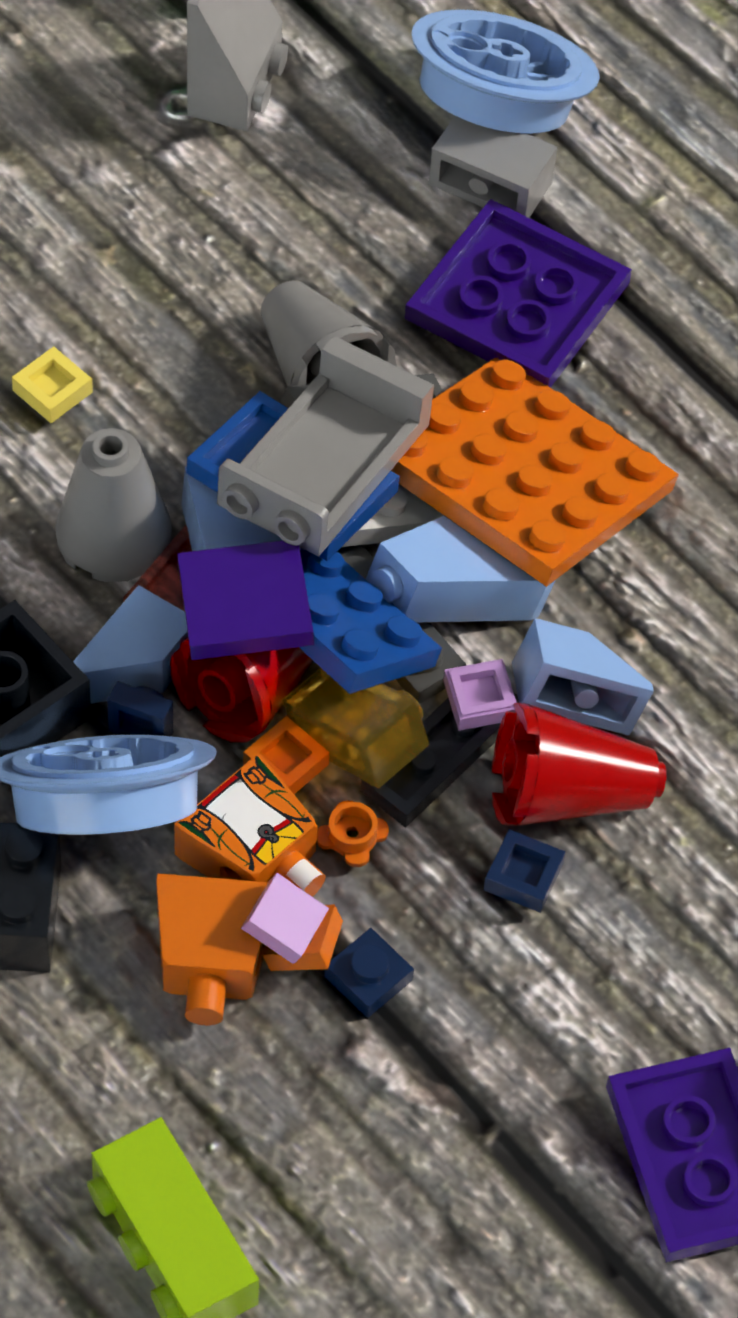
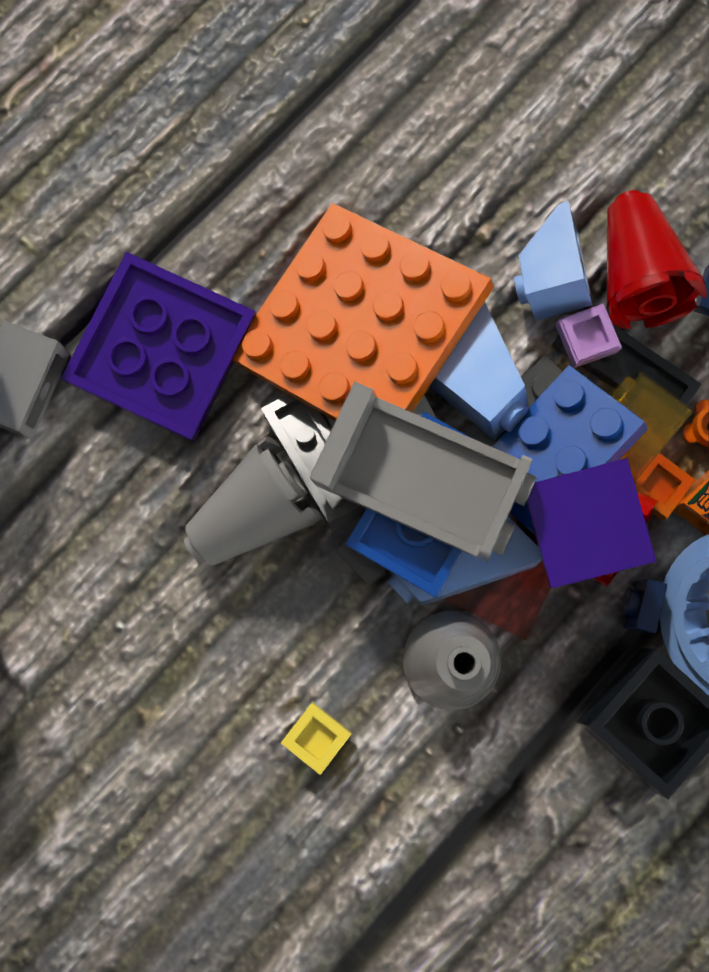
camera: 95 degrees left, 25 degrees up
(134, 645) = (587, 621): light blue slope -> none

